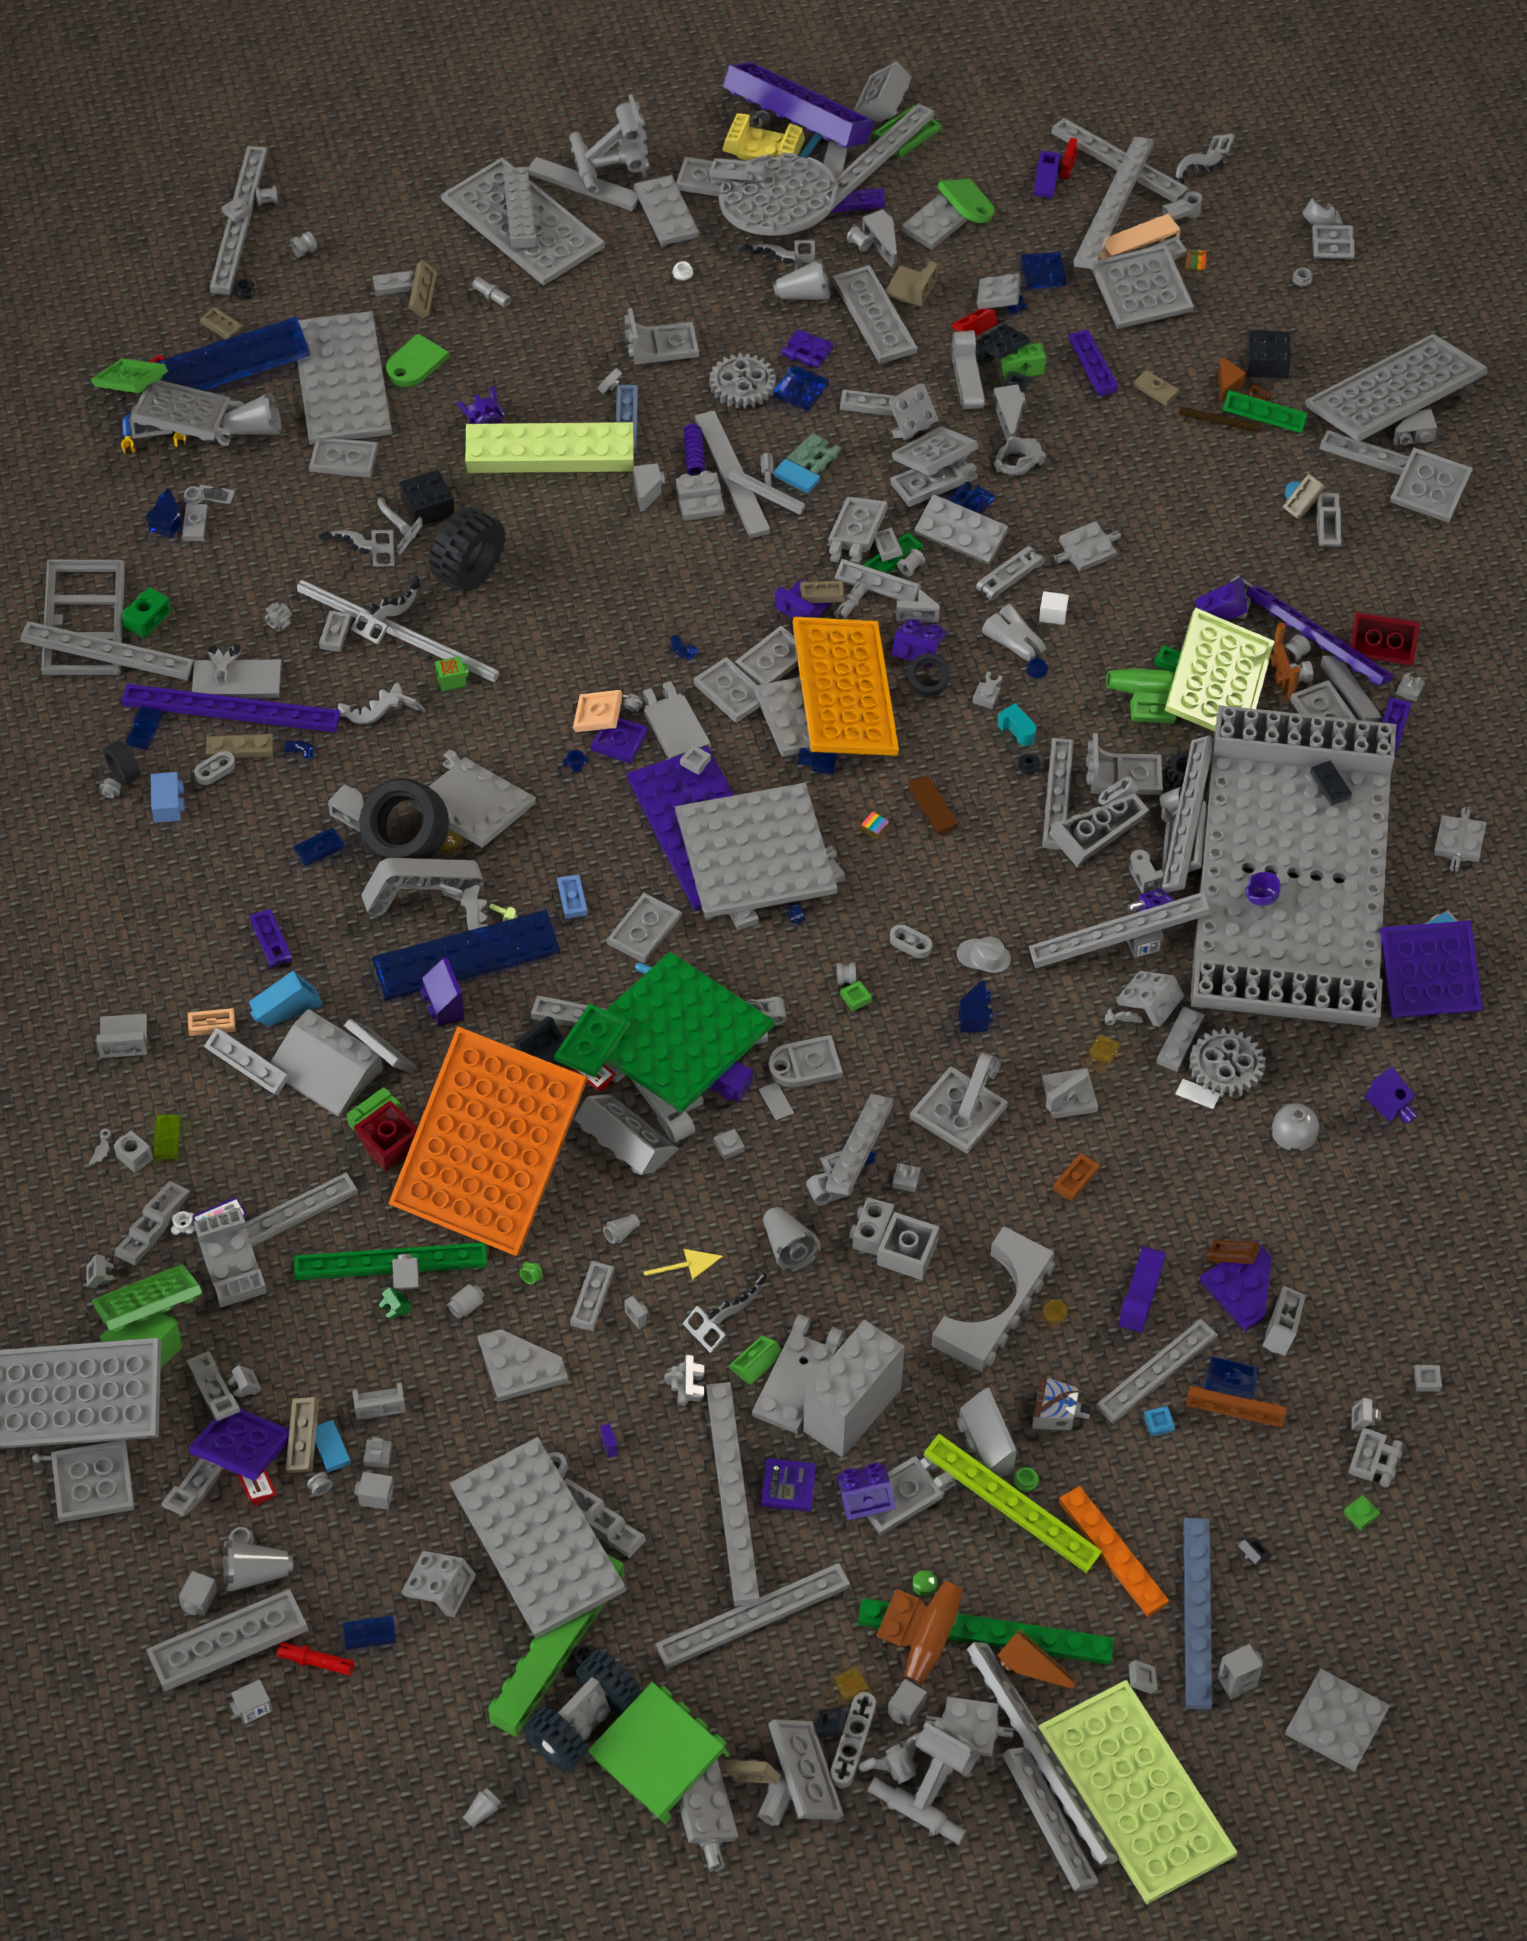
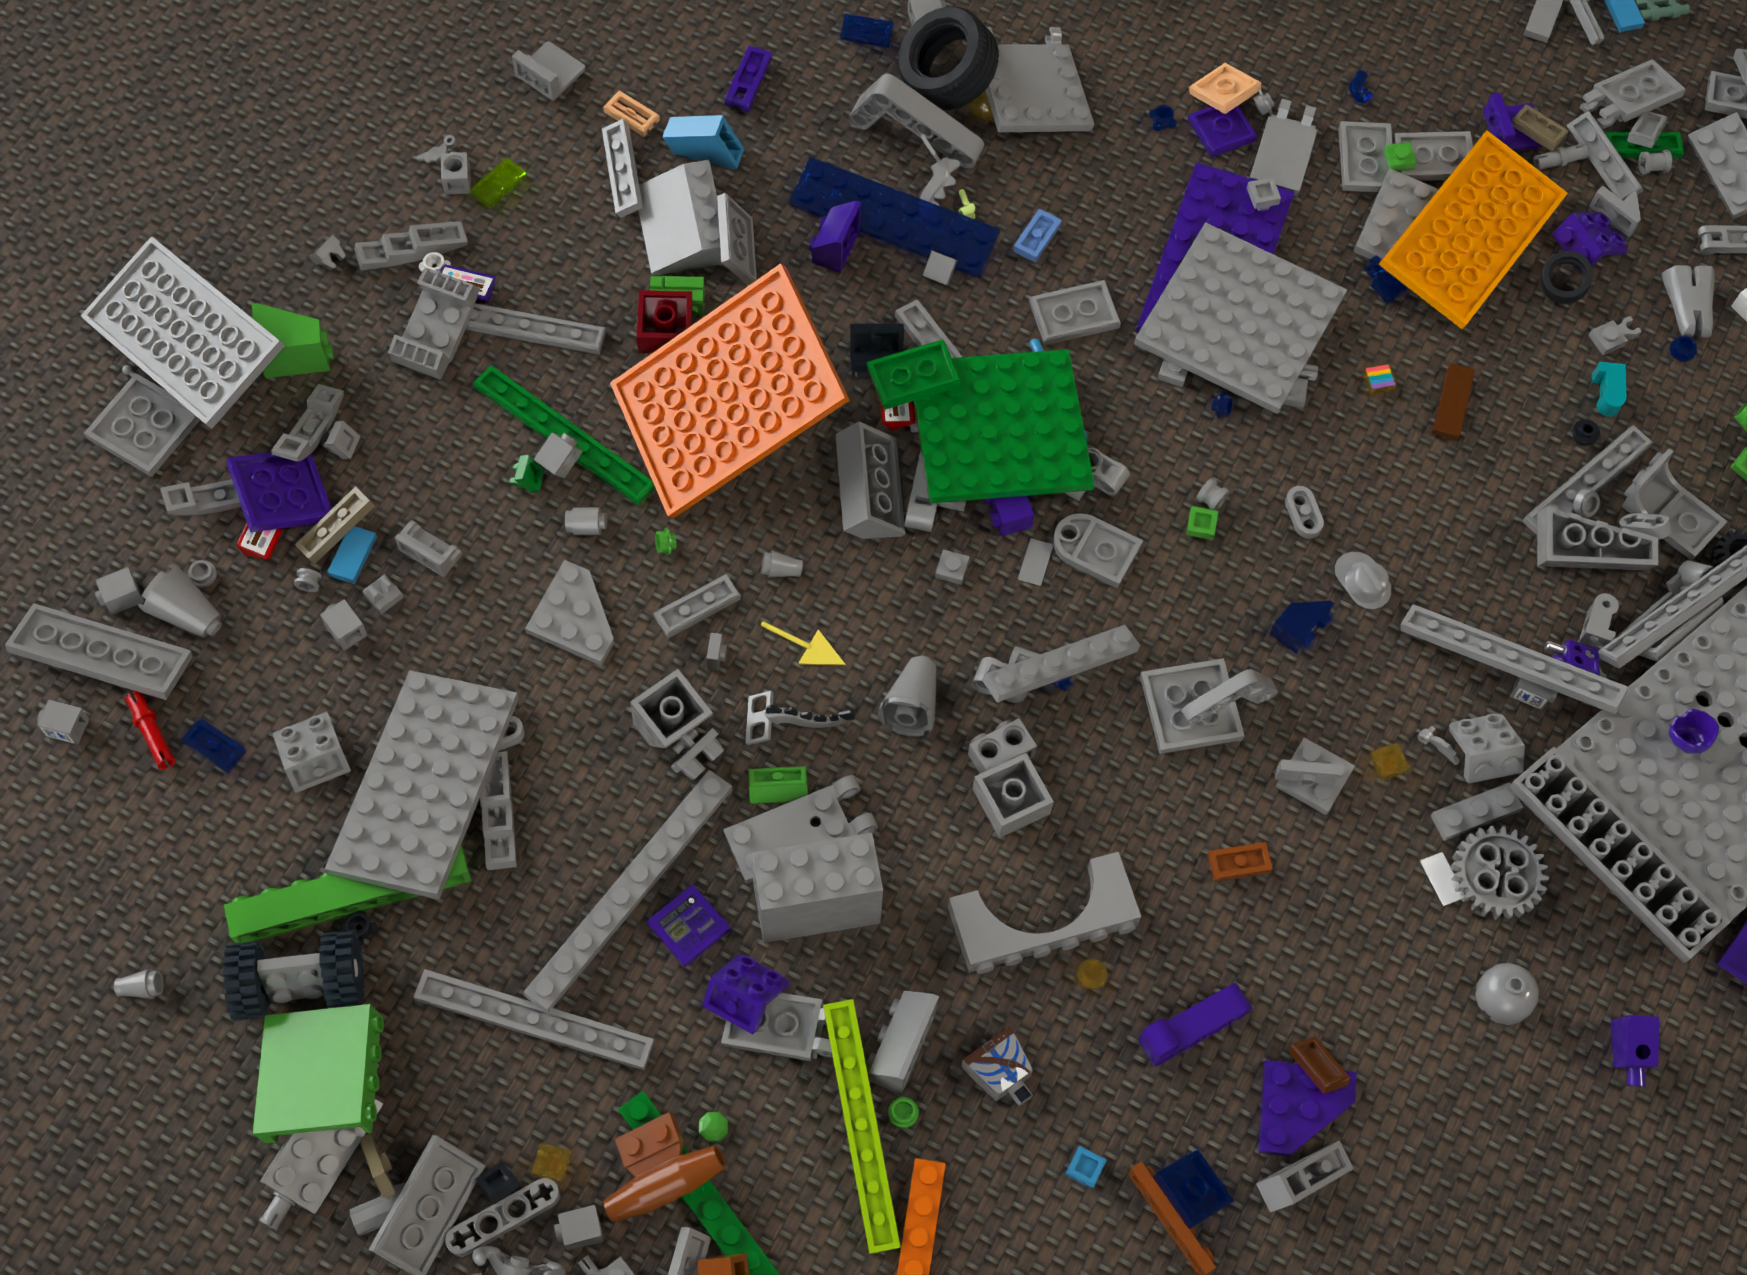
camera: 40 degrees right, 10 degrees up
(147, 1297) = (325, 302): bright green plate -> none
(530, 964) = (940, 268): none -> light grey tile
(608, 1440) = (575, 748): dark purple tile -> none
(656, 1364) = (668, 710): none -> light grey slope
(754, 673) = (1400, 156): none -> bright green plate
(906, 1177) = (1081, 729): light grey tile -> none
(1070, 806) = (1586, 503): none -> light grey tile
(1156, 1371) = (1132, 1116): light grey tile -> none

